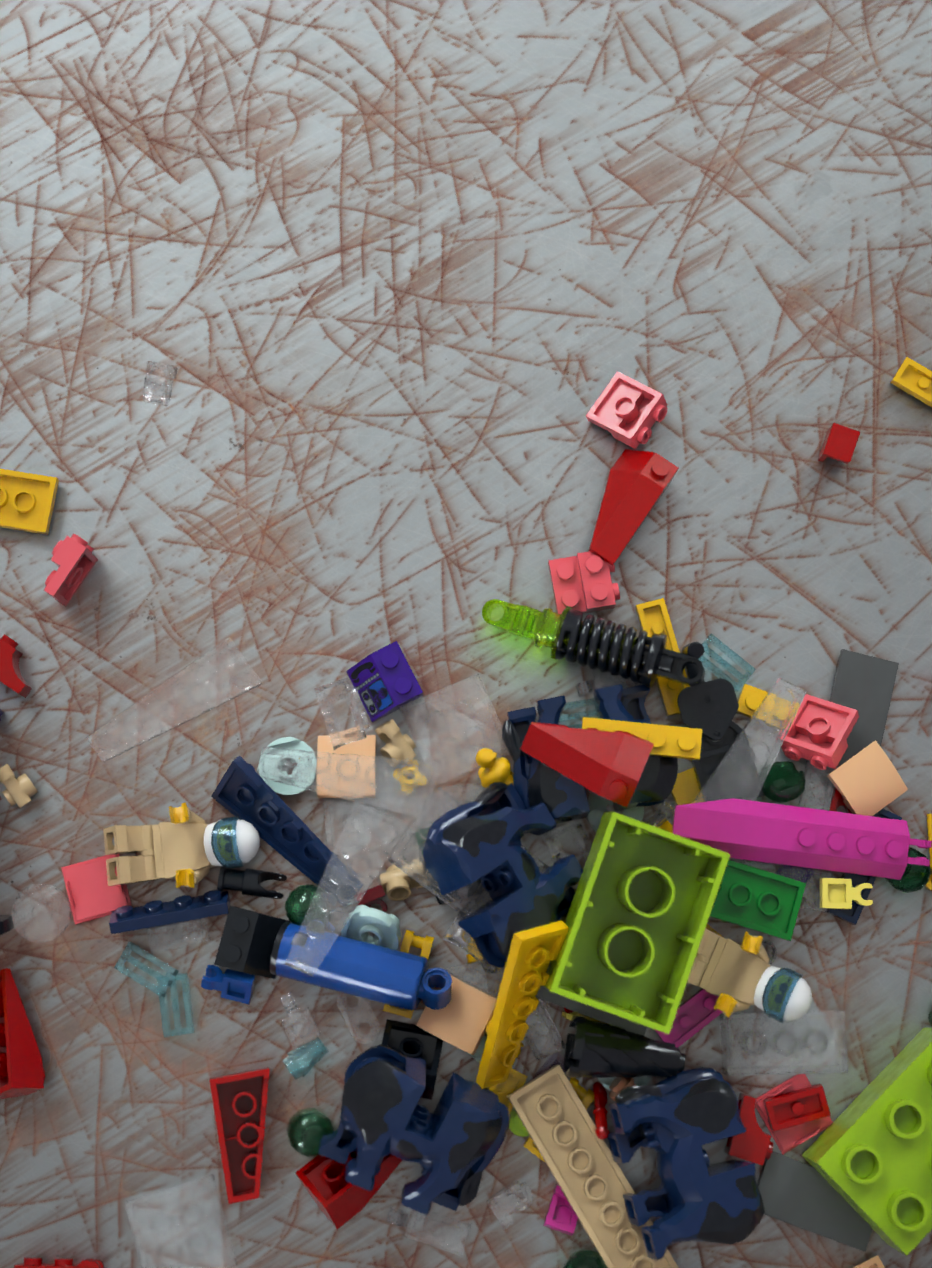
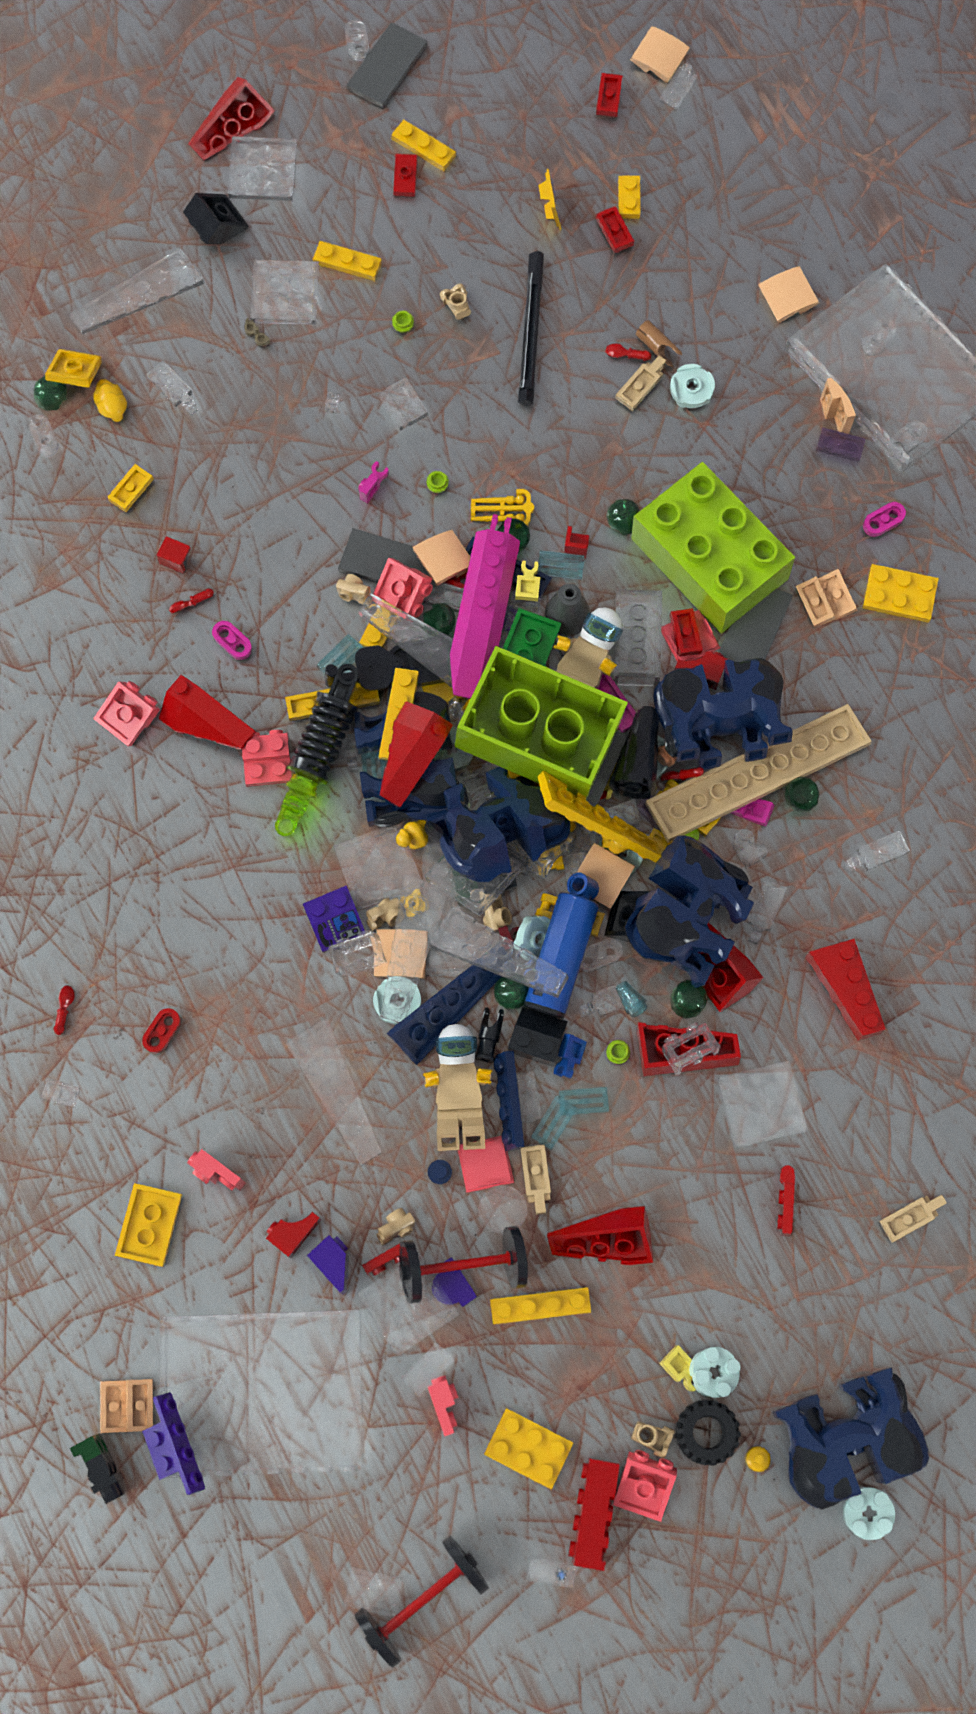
camera: 85 degrees left, 5 degrees down
(80, 951) = (536, 1176): none -> tan hinge
(82, 833) = (439, 1172): none -> dark blue plate
(222, 1144) = (694, 1055): none -> clear window
(238, 1044) = (618, 1052): none -> lime plate
(239, 491) = (159, 1030): none -> red plate
(273, 378) = (65, 998): none -> red piece
(732, 527) = (233, 641): none -> dark pink plate
(773, 458) = (207, 593): none -> red piece
(812, 949) = (568, 608): none -> dark grey cone
(815, 669) = (352, 589): none -> tan plate
(888, 935) = (579, 559): none -> clear light blue tile
(906, 954) = (576, 543): none -> red panel

